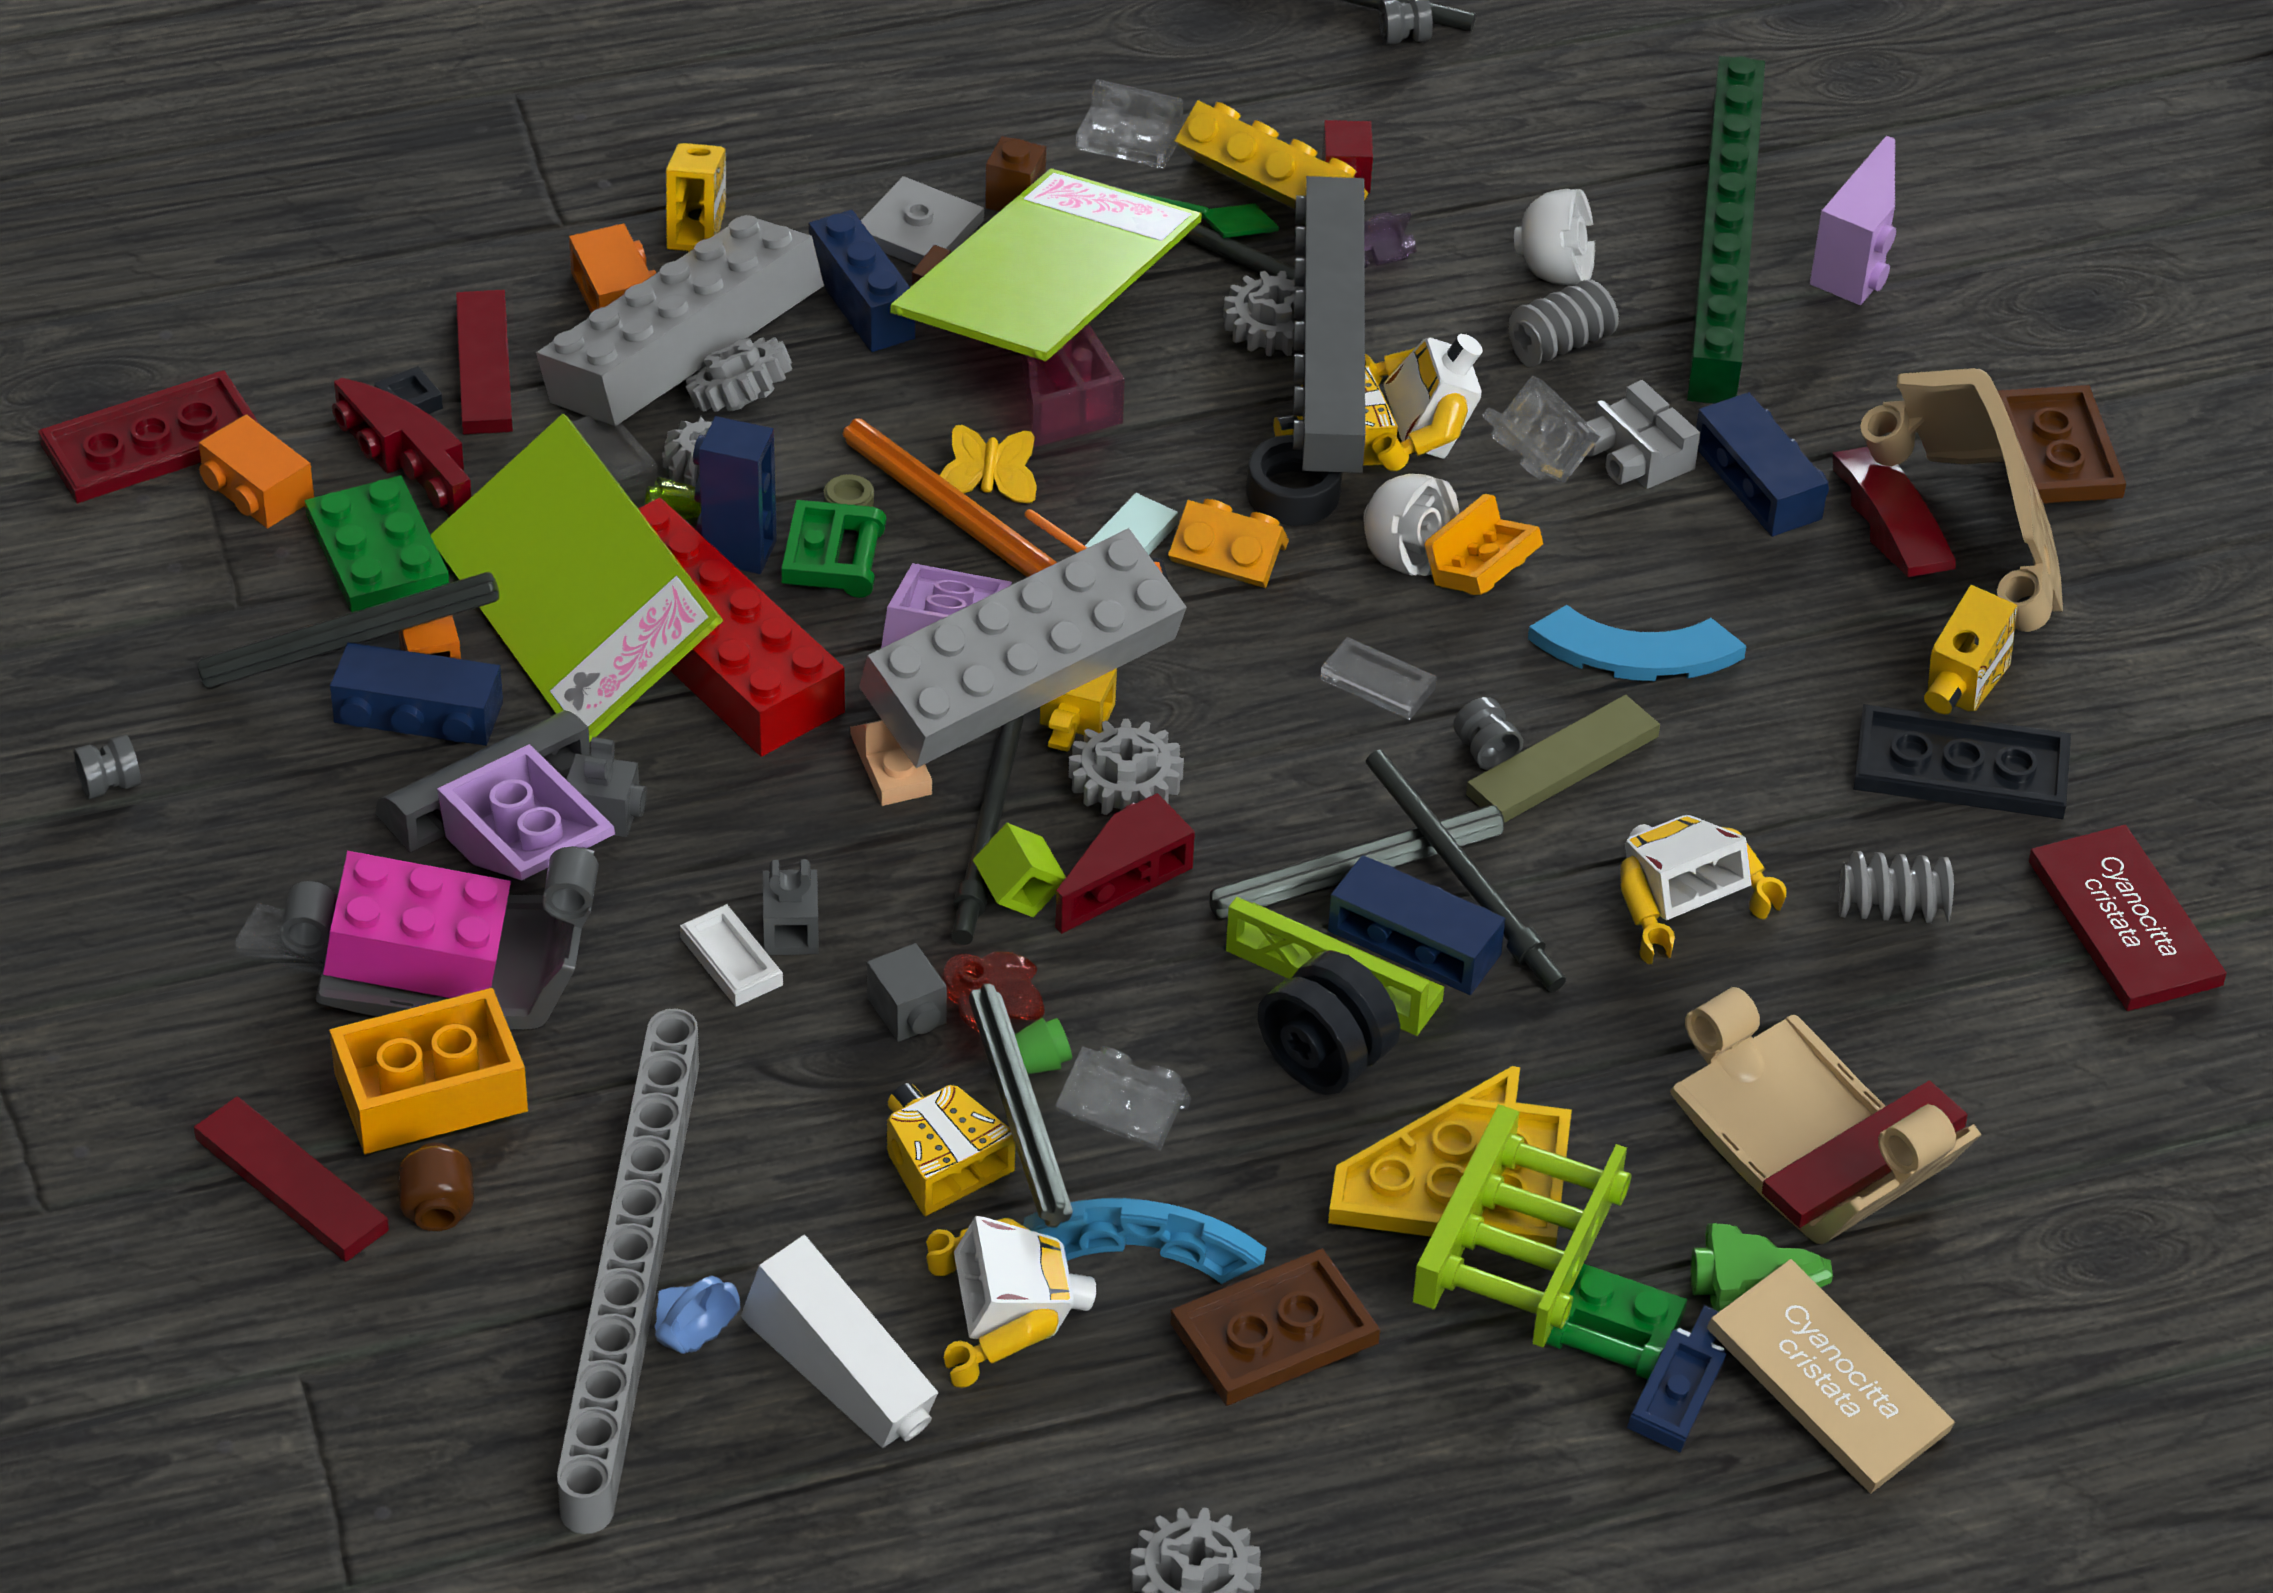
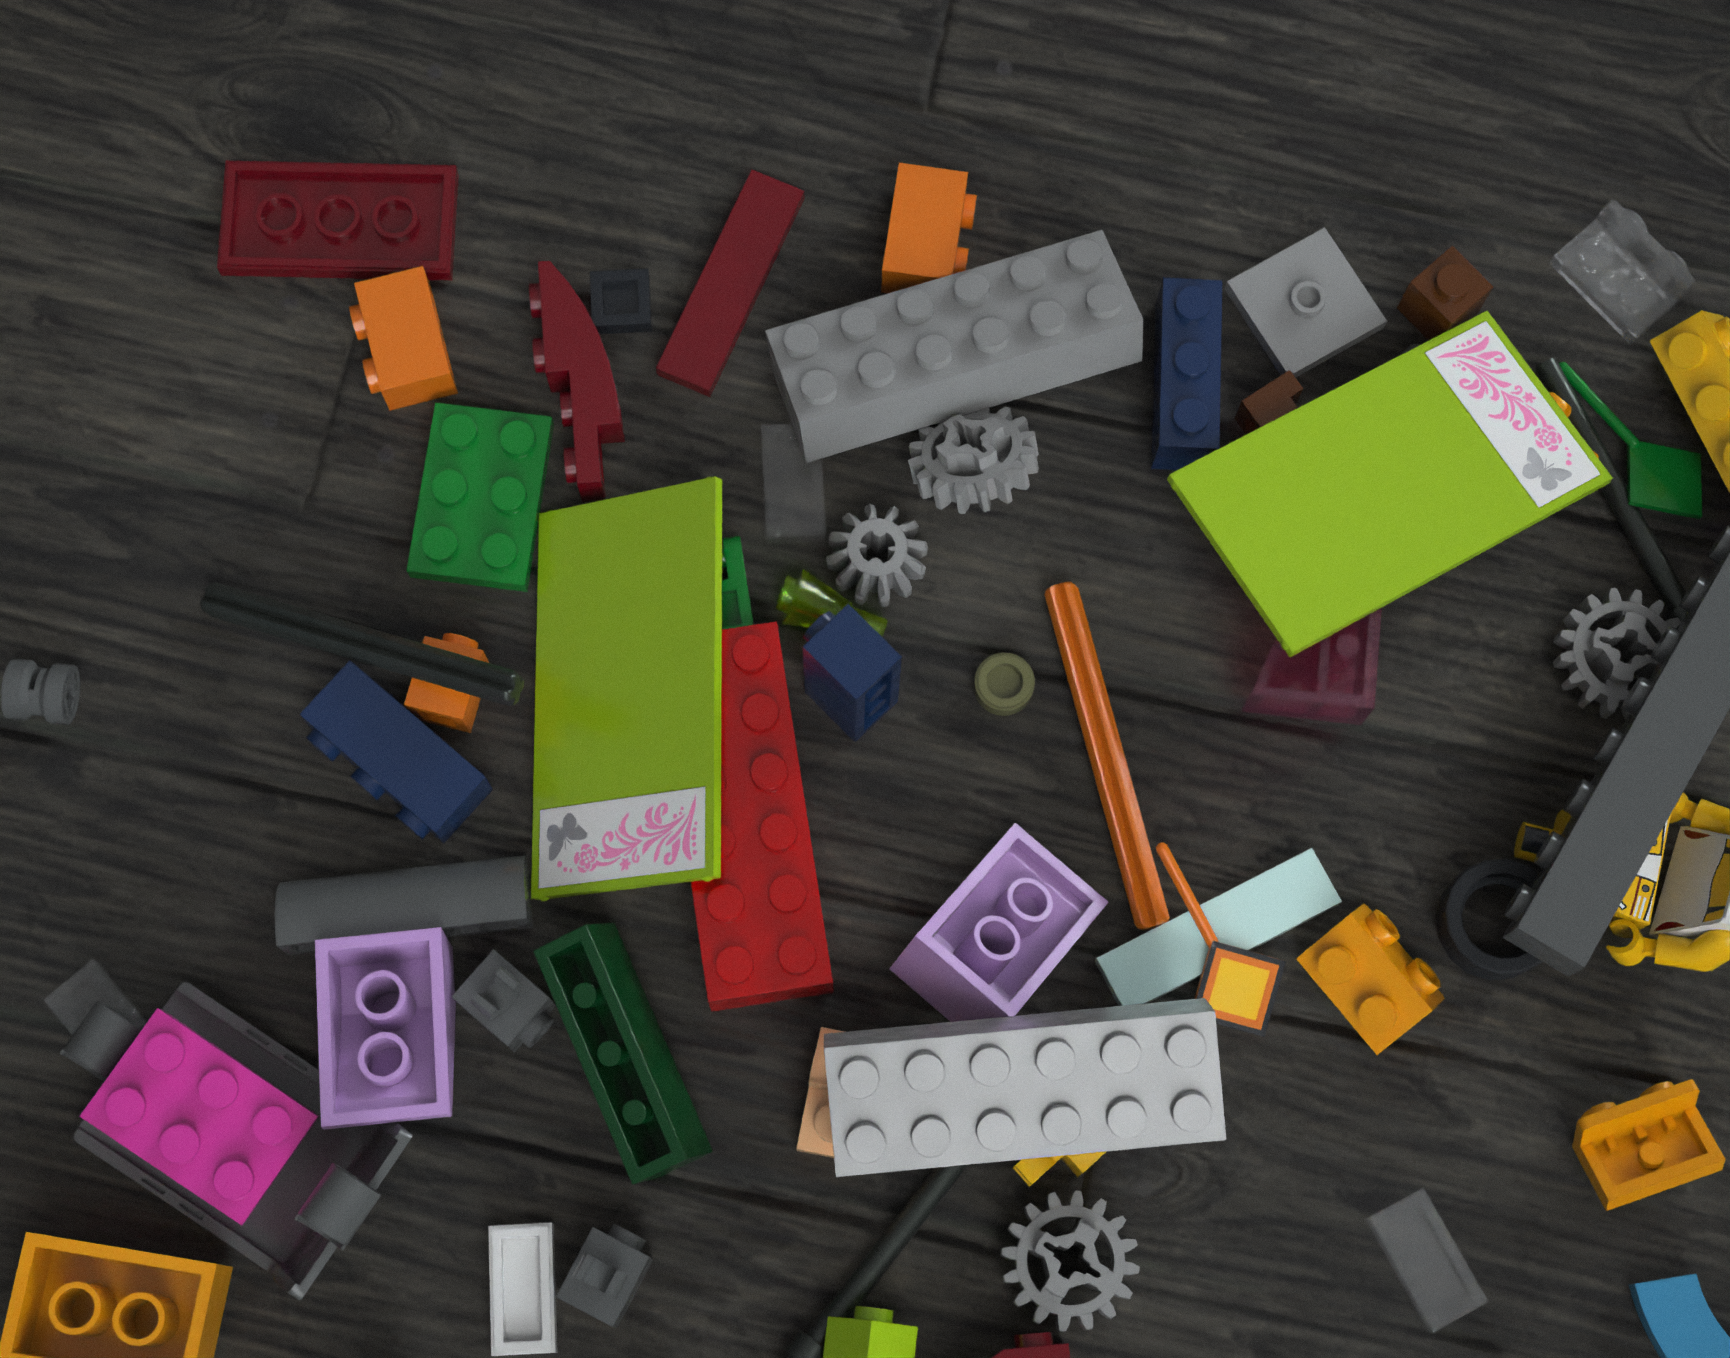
camera: 30 degrees right, 30 degrees up
(695, 182) = (1085, 141): yellow torso -> none
(715, 776) = (622, 1051): none -> dark green brick
(816, 545) = (925, 746): green plate -> none
(992, 462) = (1179, 717): yellow piece -> none
(1404, 517) = (1579, 1067): white cylinder -> none

